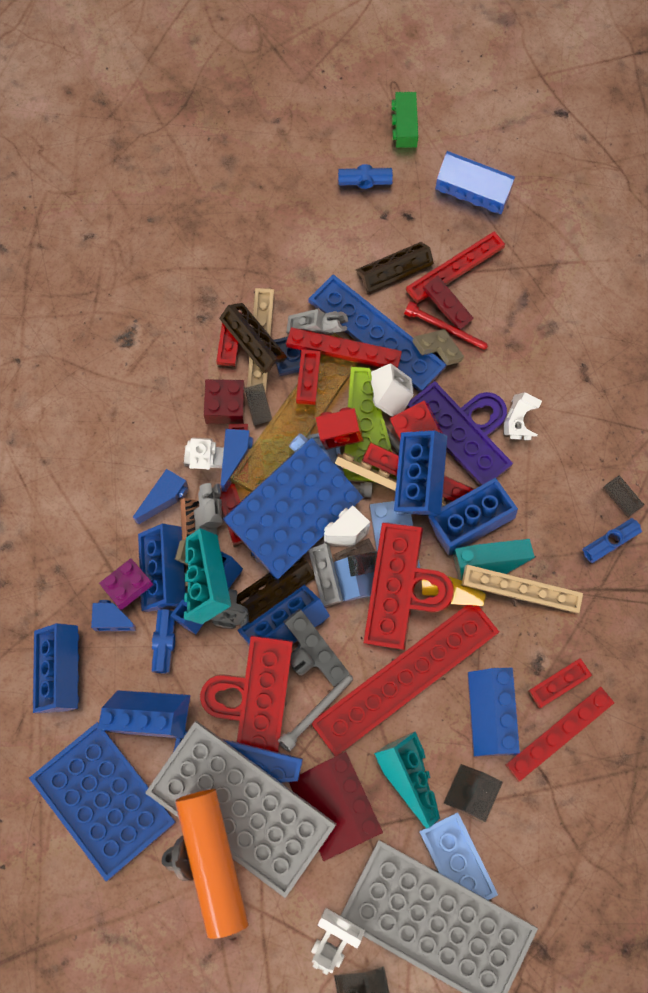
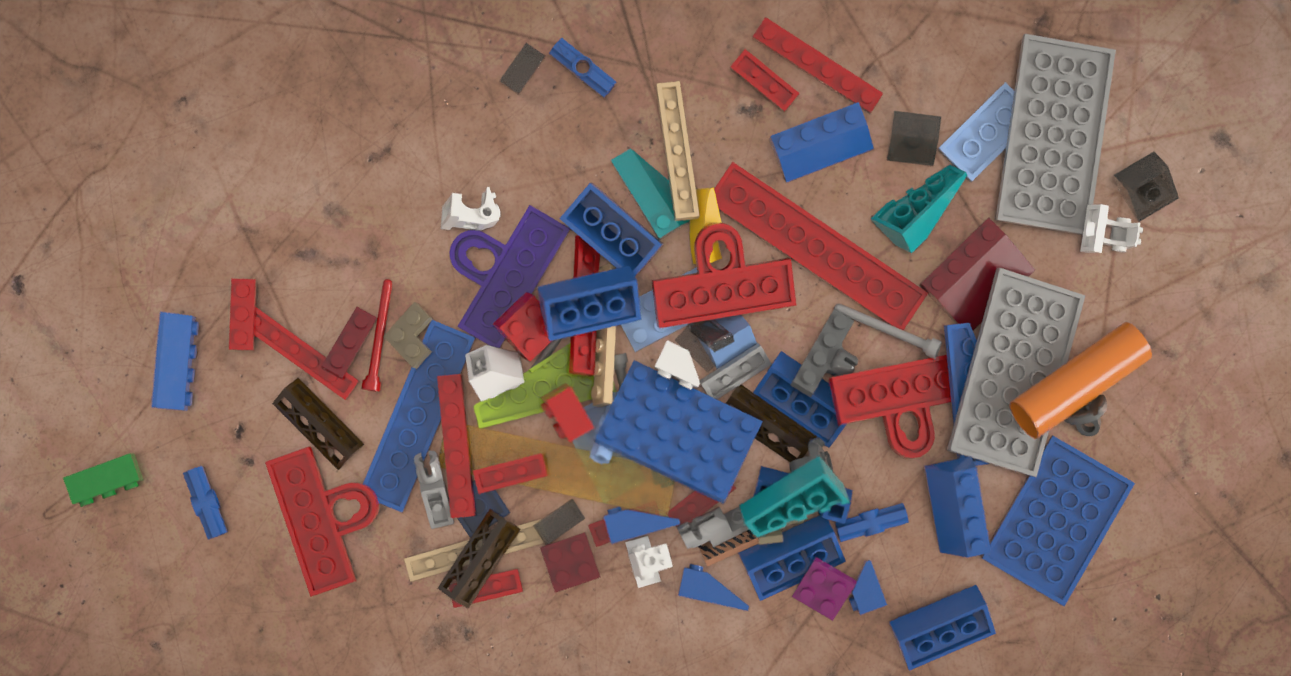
camera: 110 degrees left, 15 degrees up
(325, 238) = (311, 518): none -> red plate
(494, 238) = (242, 314): none -> red plate

